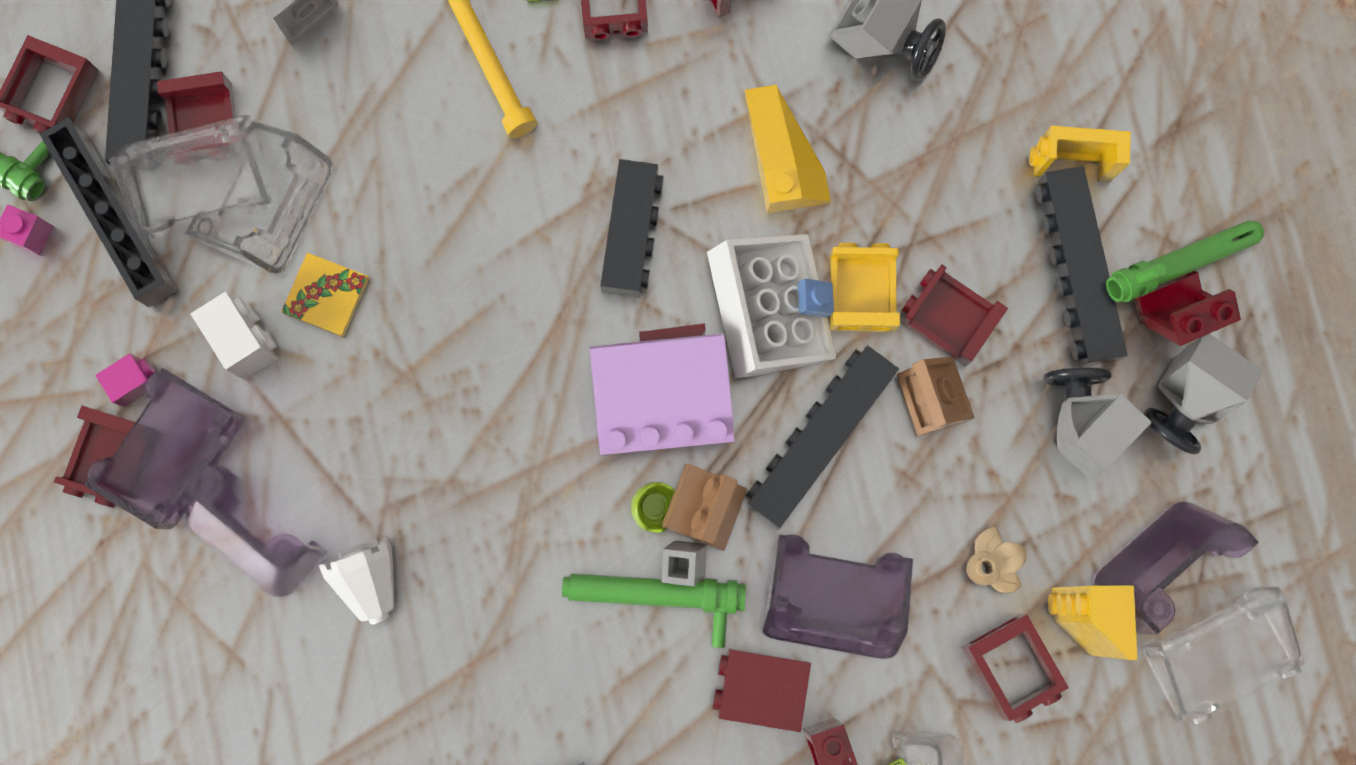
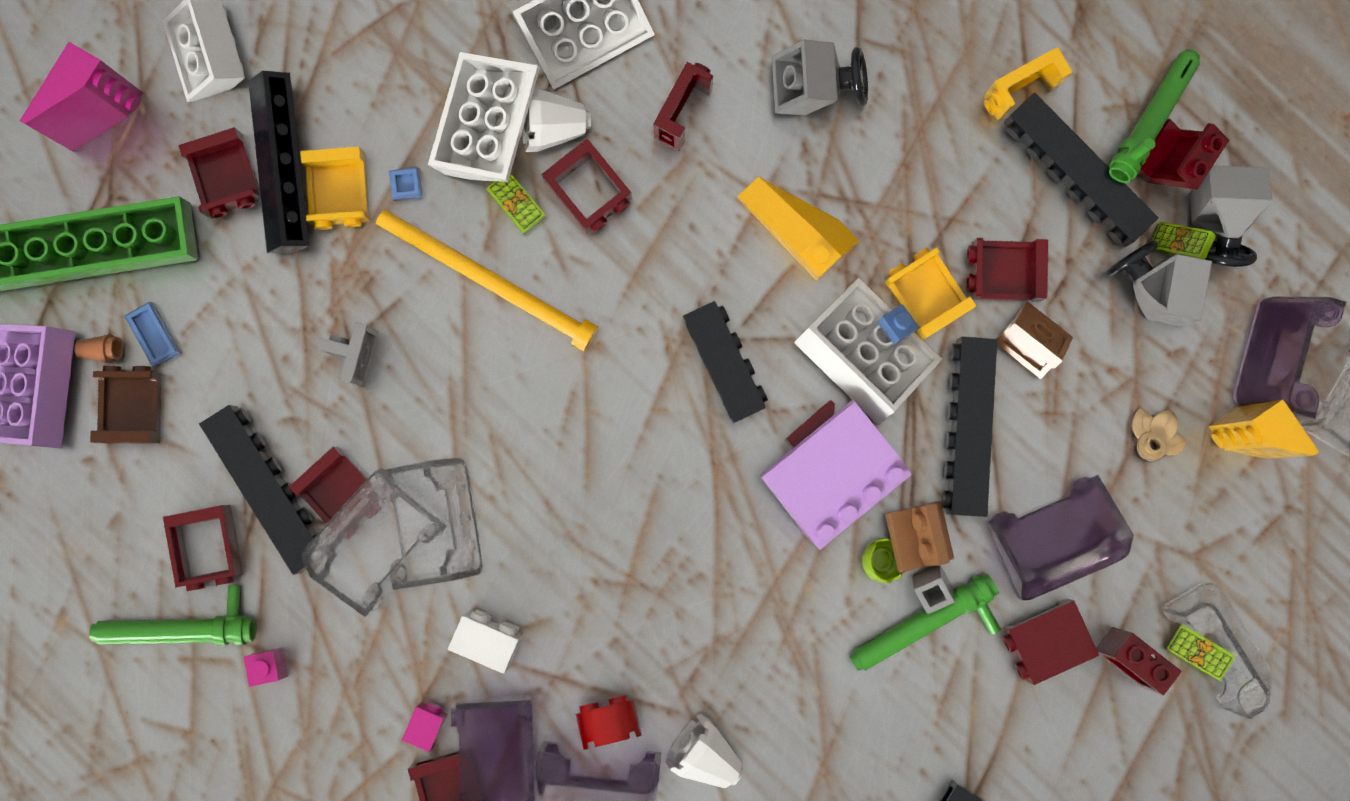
camera: 30 degrees left, 5 degrees up
(108, 212) = (321, 611): black brick -> none
(293, 485) = (607, 723): none -> red brick
(325, 294) = (527, 563): yellow tile -> none
(994, 638) = (1194, 490): dark red window -> none
(1138, 390) = (1183, 240): none -> lime tile

